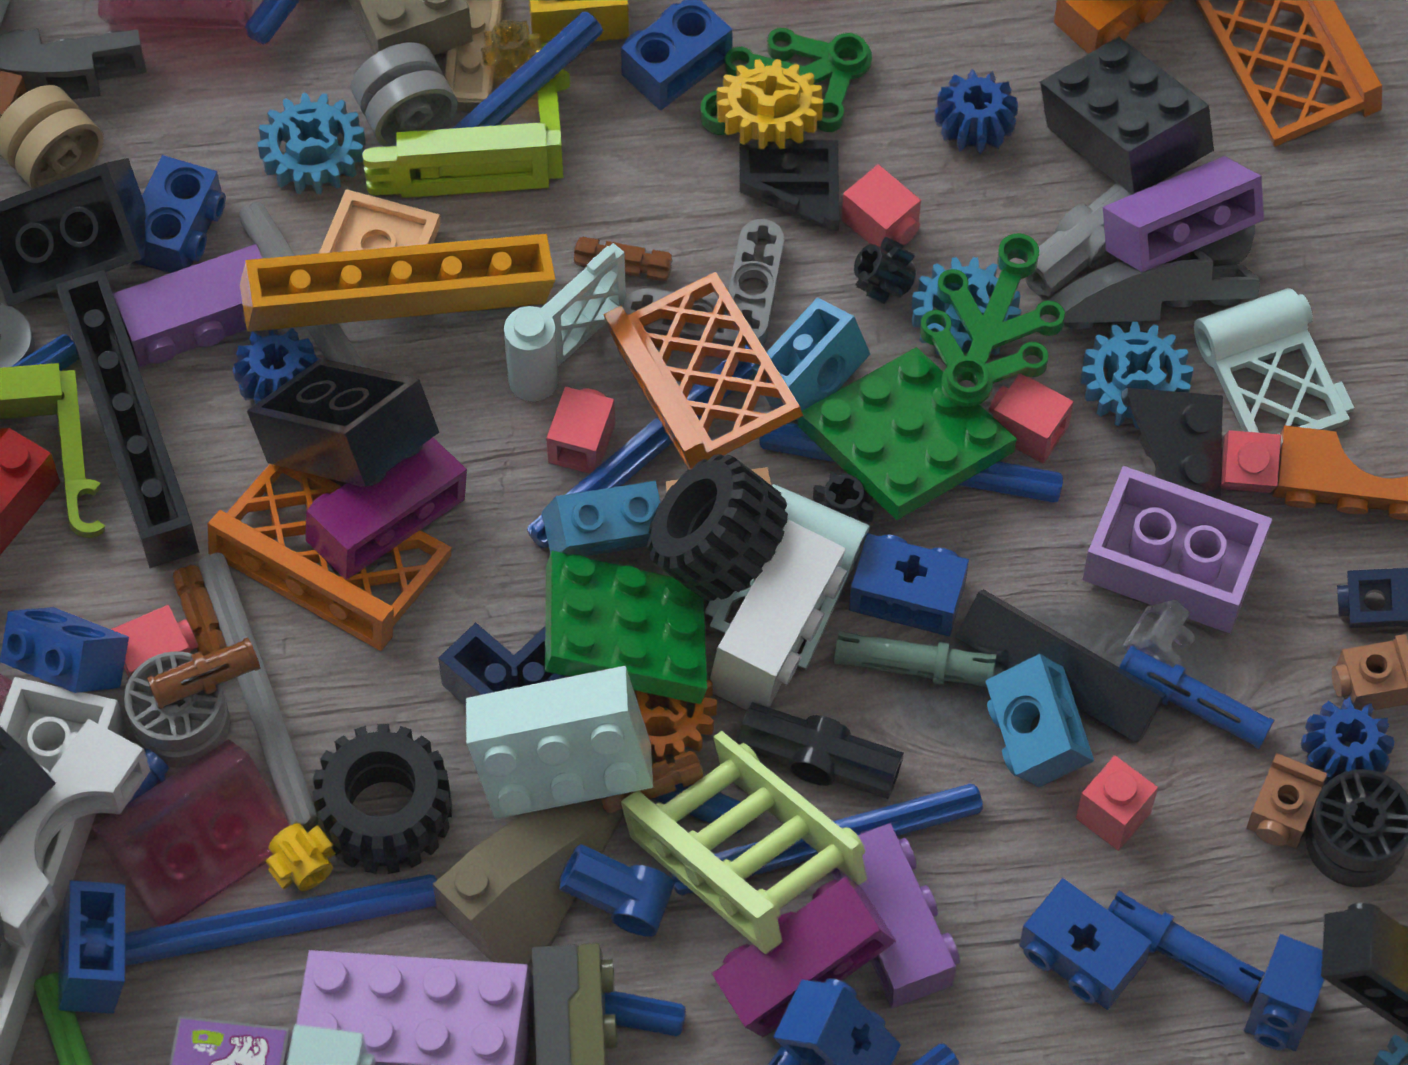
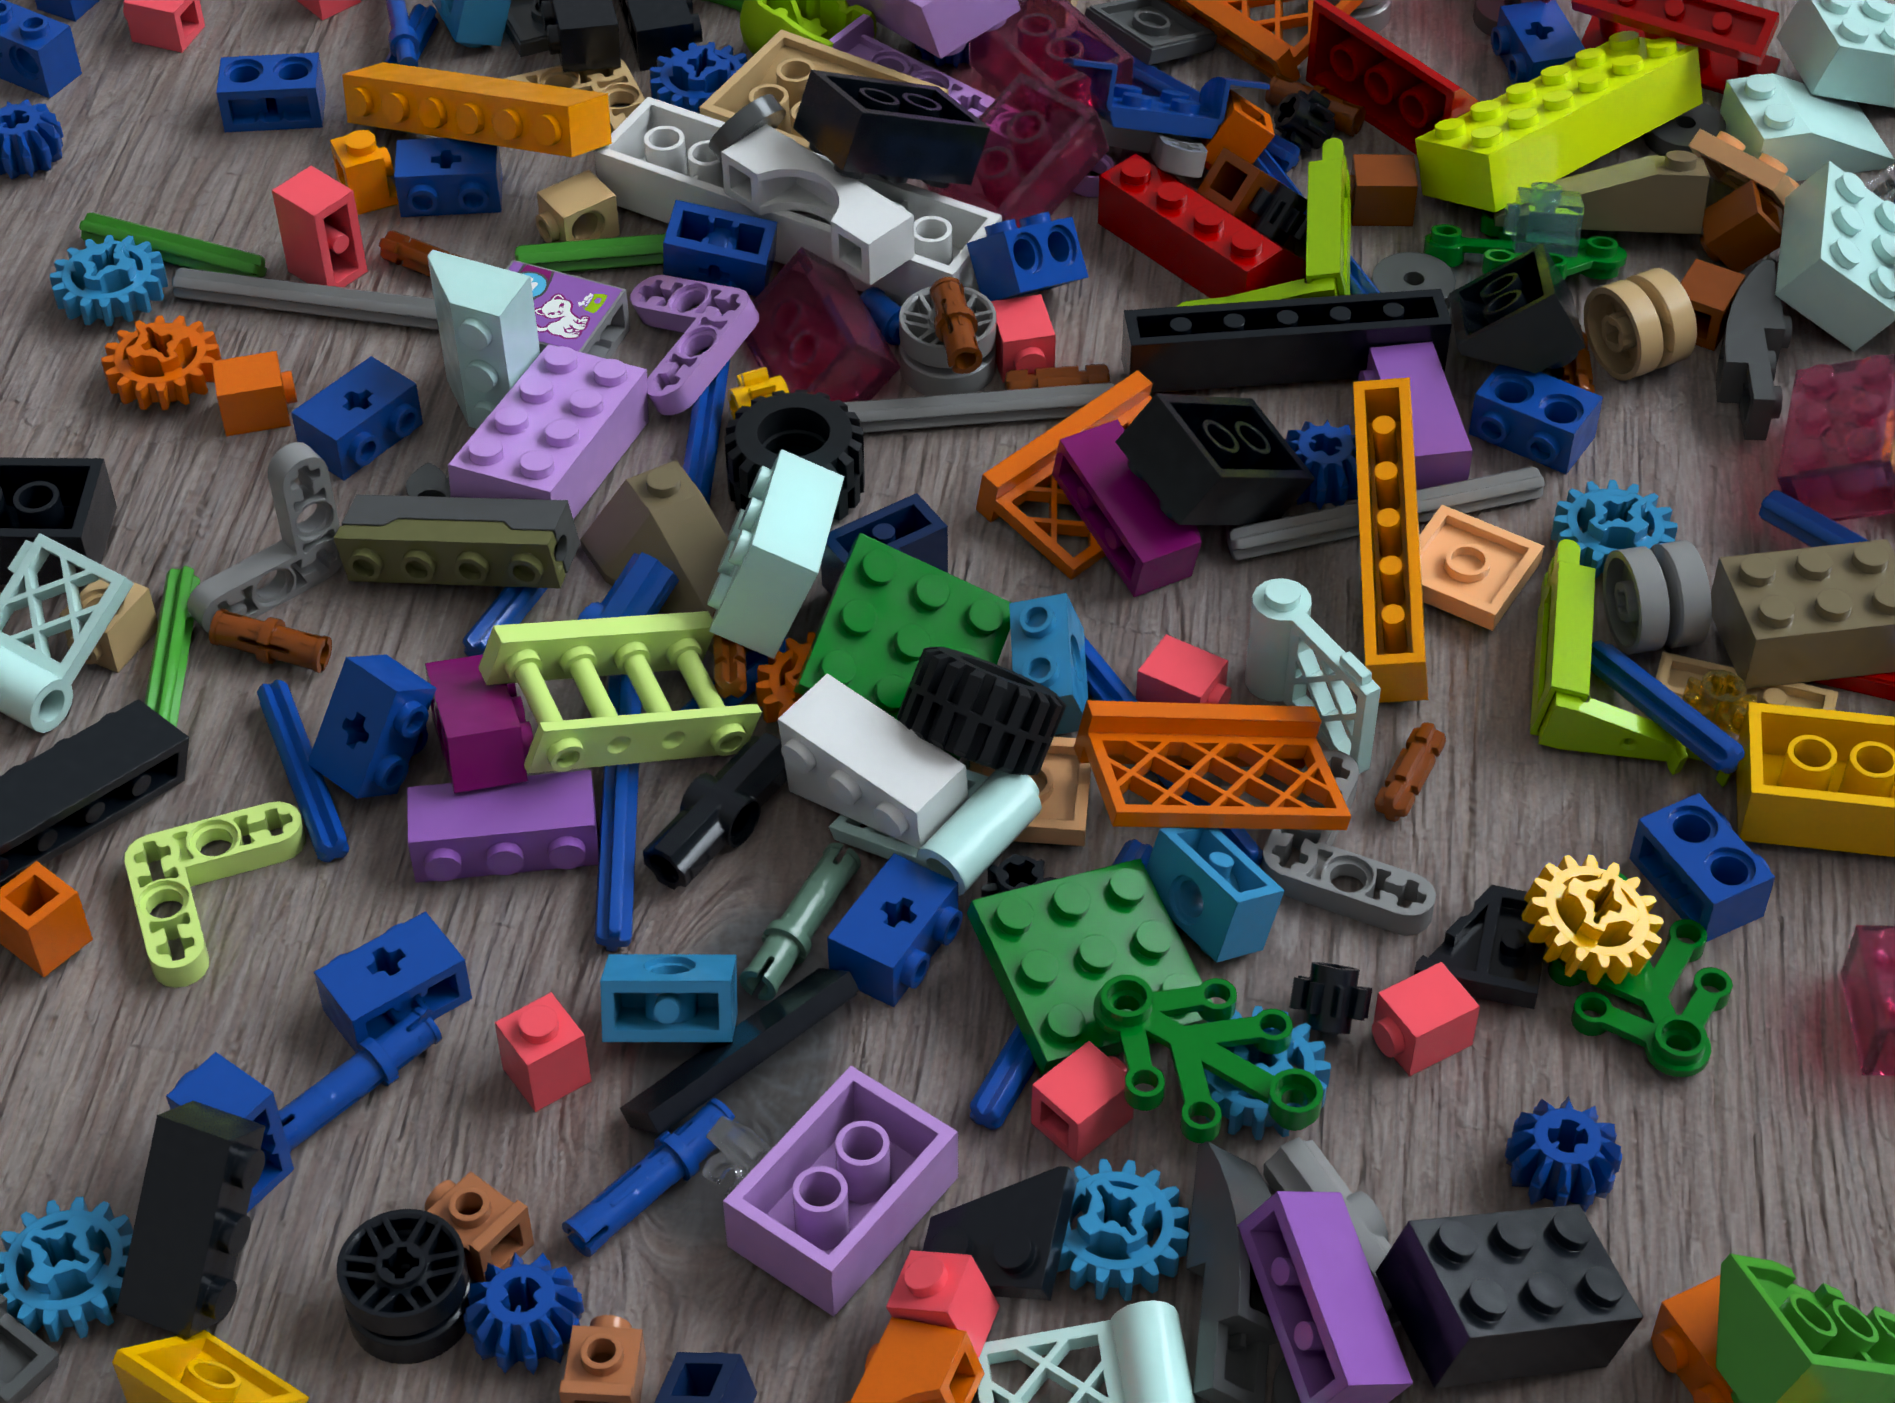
camera: 105 degrees right, 15 degrees down
(218, 925) = (681, 374): none -> lavender beam

